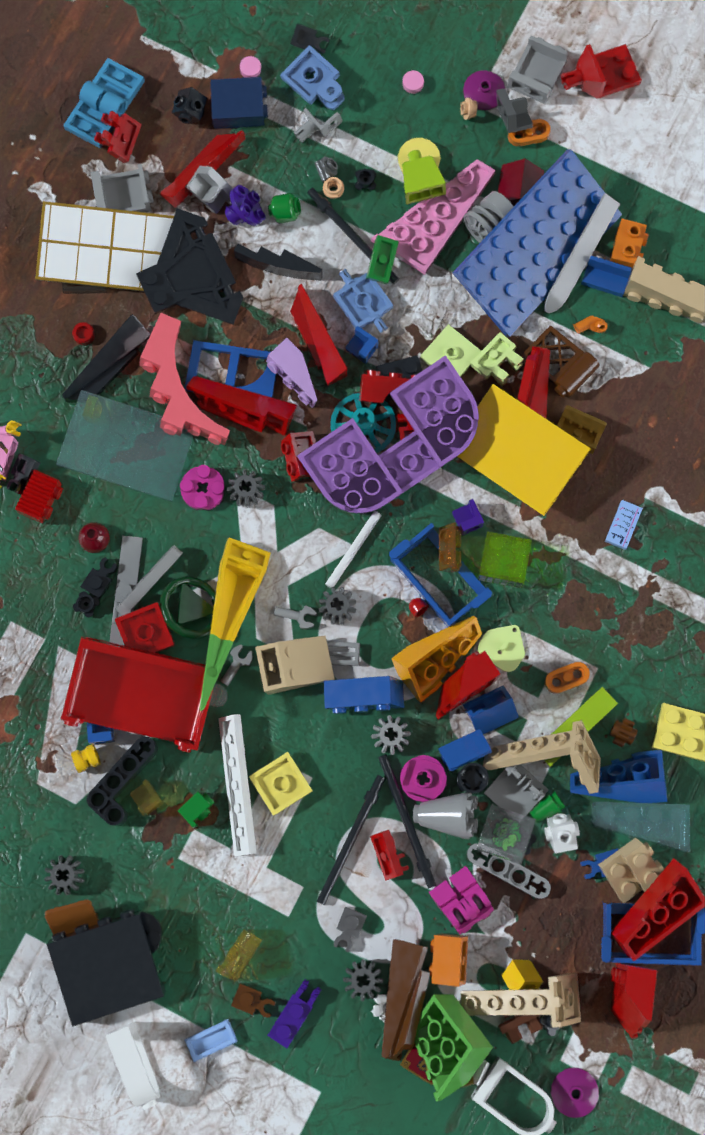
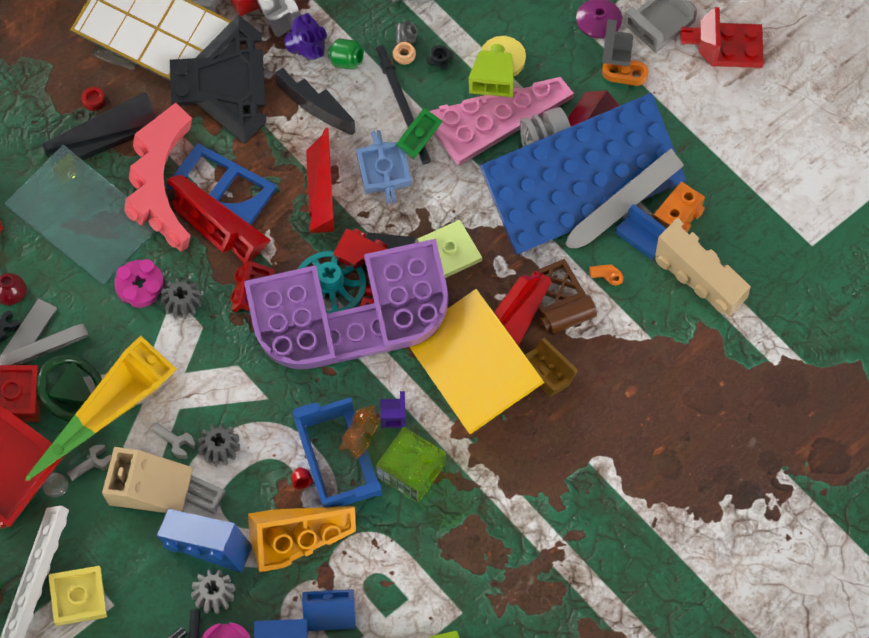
camera: 20 degrees right, 15 degrees down
(291, 366) = (280, 196): lavender slope -> none
(341, 567) = (262, 398): white bar -> none
(362, 345) = (364, 209): blue panel -> none
(468, 108) = (573, 28): light nougat plate -> none
(469, 680) = (316, 567): red wedge -> none
(493, 355) = (491, 266): yellowish green plate -> none
(507, 642) = (379, 552): yellowish green piece -> none
(566, 677) = (423, 606): orange plate -> none
(623, 524) = (553, 479): light blue tile -> none

